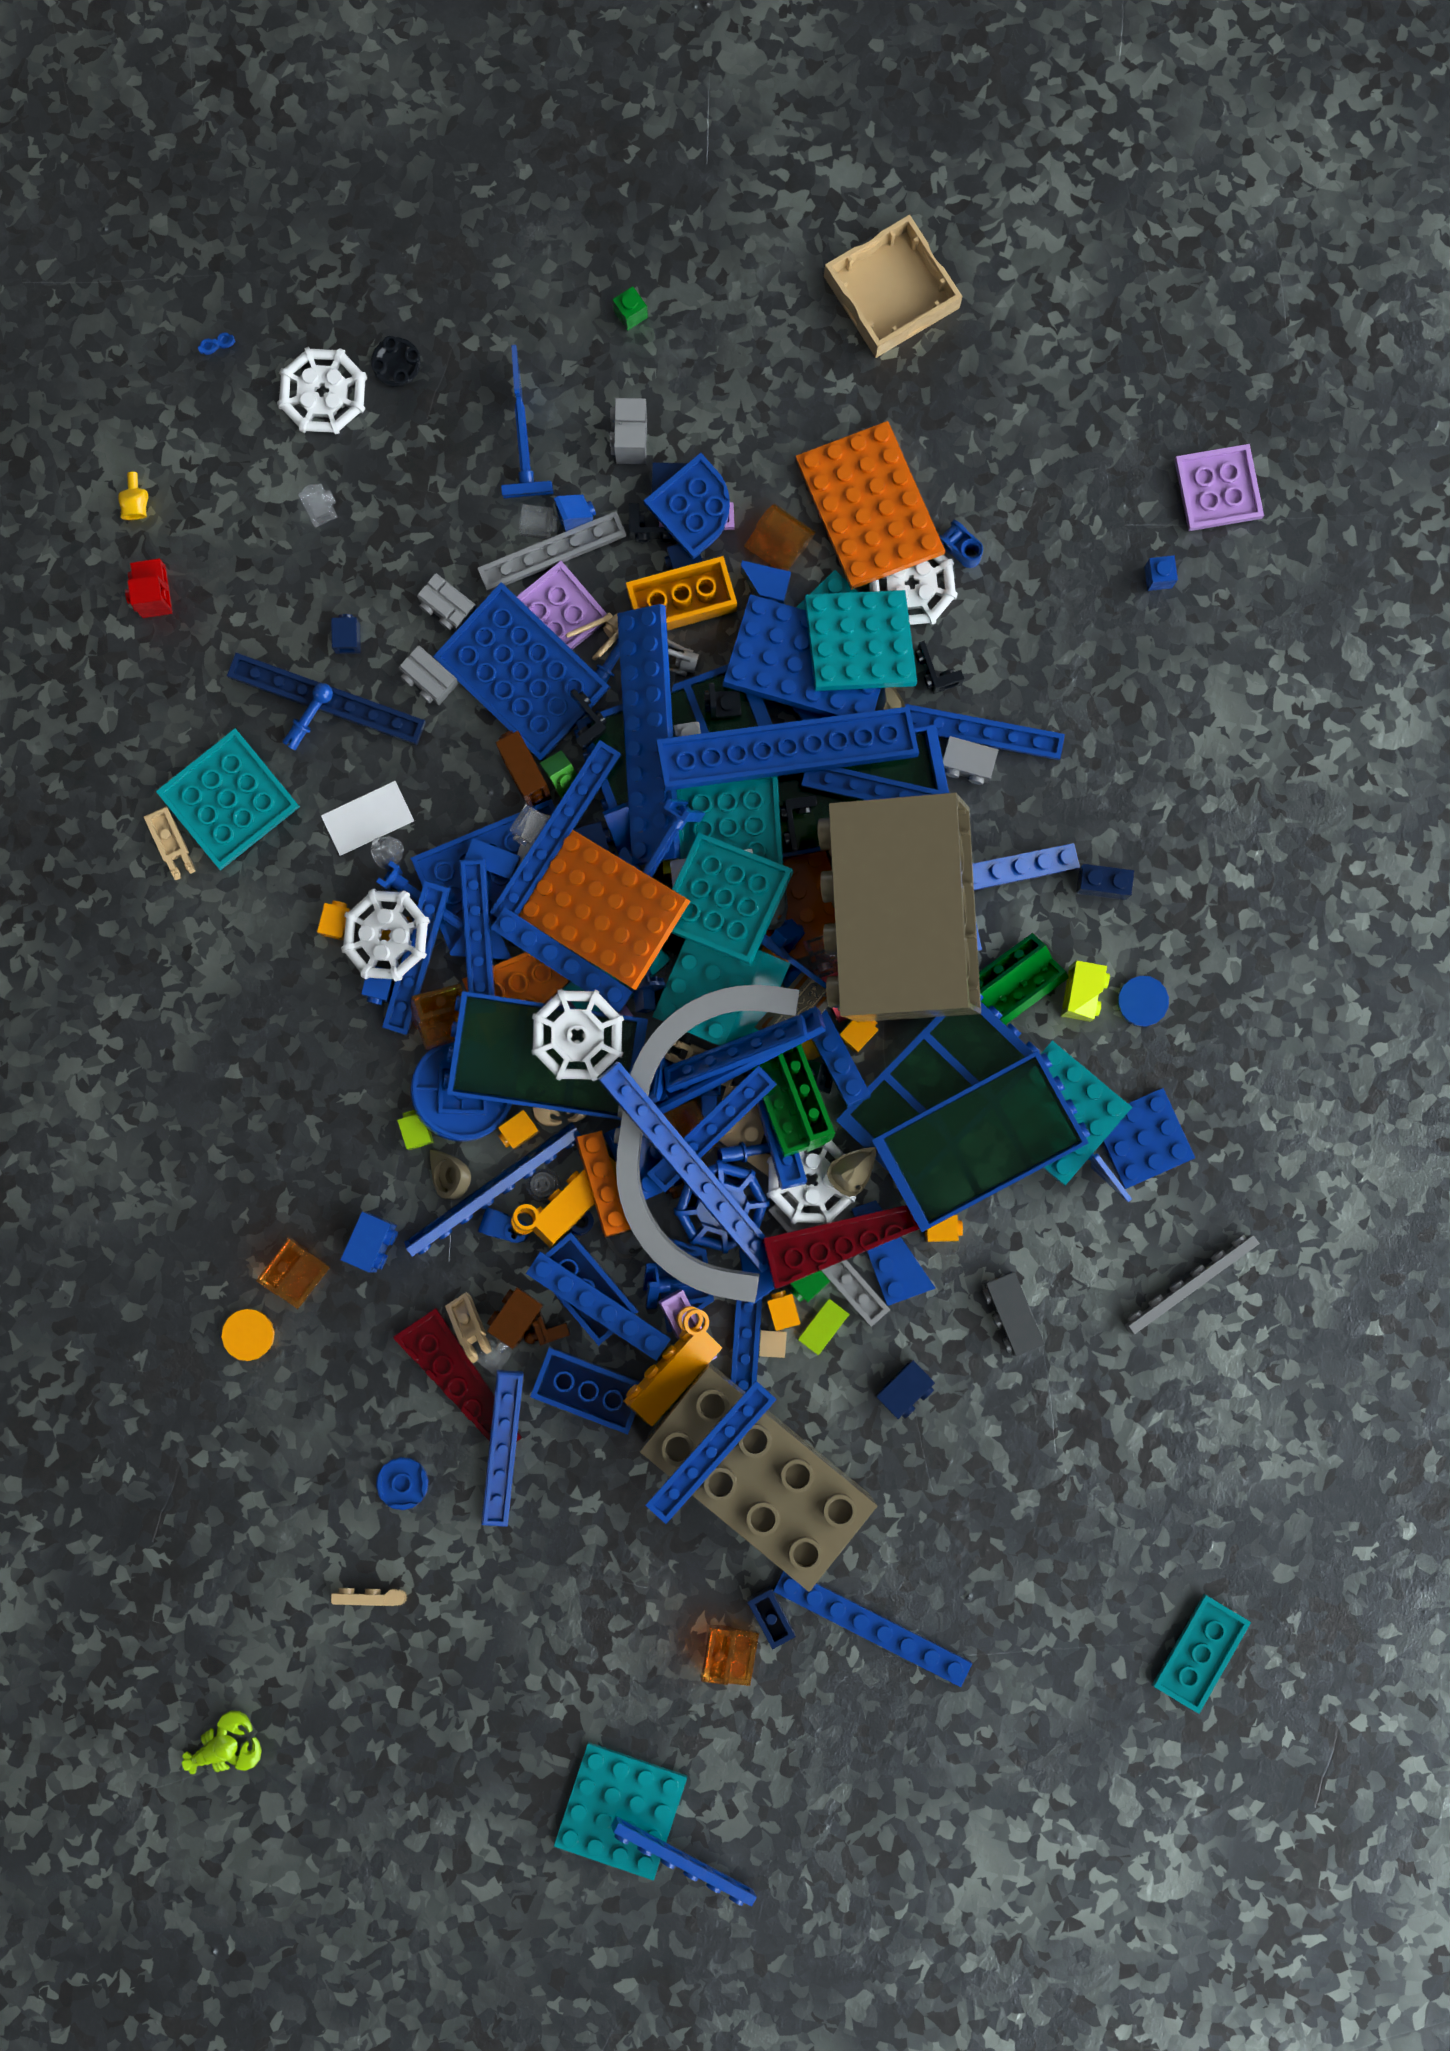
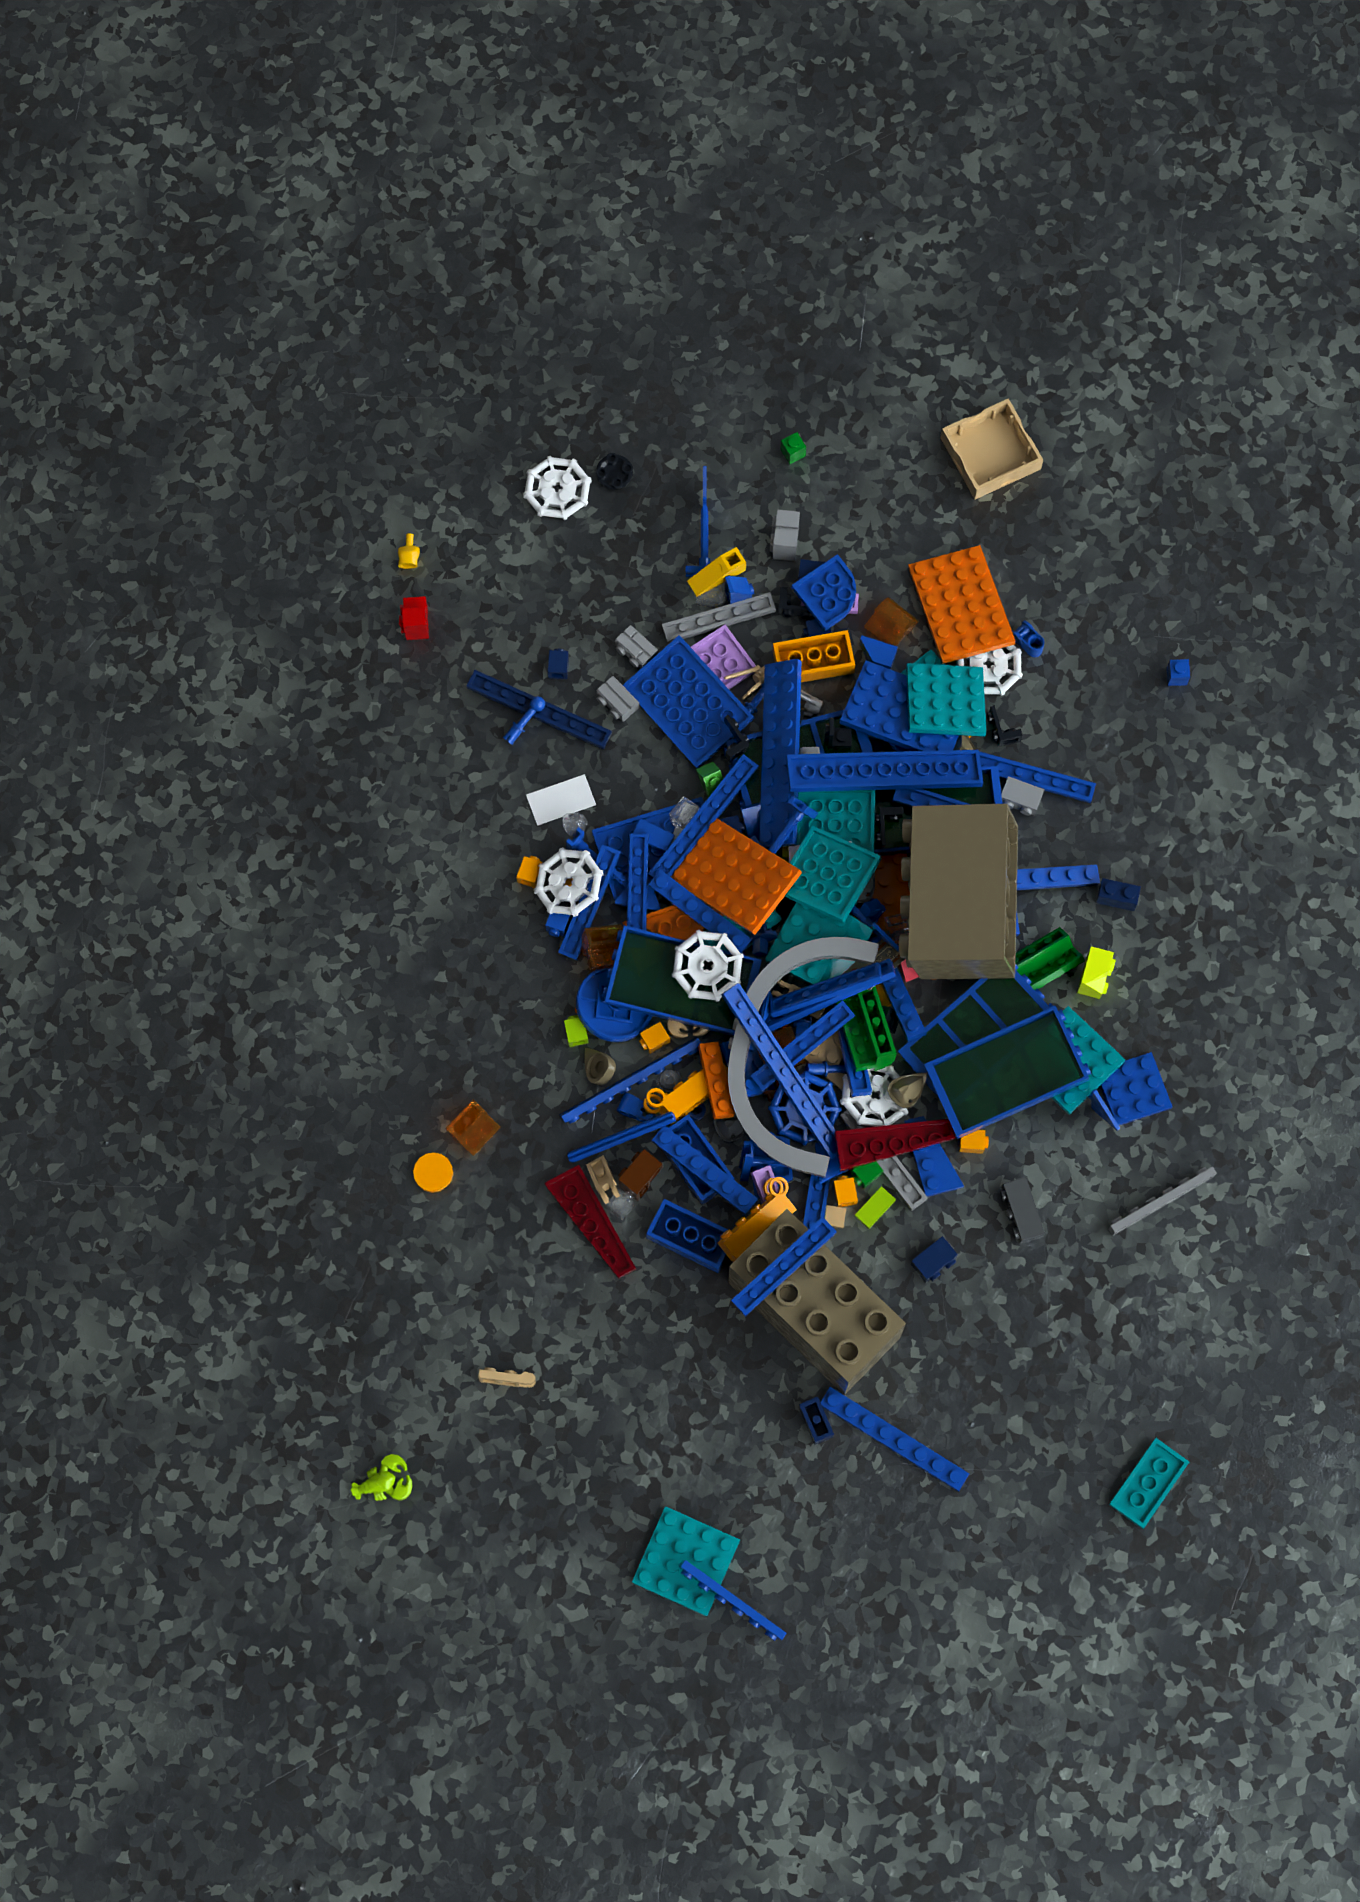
camera: 10 degrees right, 10 degrees down
(169, 840) = (410, 801): tan hinge -> none
(223, 341) = (476, 449): blue piece -> none
(227, 799) = (457, 775): teal plate -> none
(318, 504) = (546, 568): clear brick -> none
(369, 1242) = (534, 1108): blue brick -> none
(402, 1483) = (540, 1295): blue tile -> none
(487, 1270) = (621, 1137): none -> blue axle
(502, 1448) = (620, 1273): blue tile -> none
(523, 768) = (683, 770): reddish brown window -> none
(539, 495) = (714, 574): none -> yellow slope
(543, 1334) = (662, 1193): reddish brown piece -> none
(729, 1655) = (781, 1448): clear orange brick -> none
(858, 1034) = (921, 990): light orange brick -> none
(1143, 1001) = (1141, 986): blue tile -> none
(1219, 487) = (1227, 614): lavender plate -> none

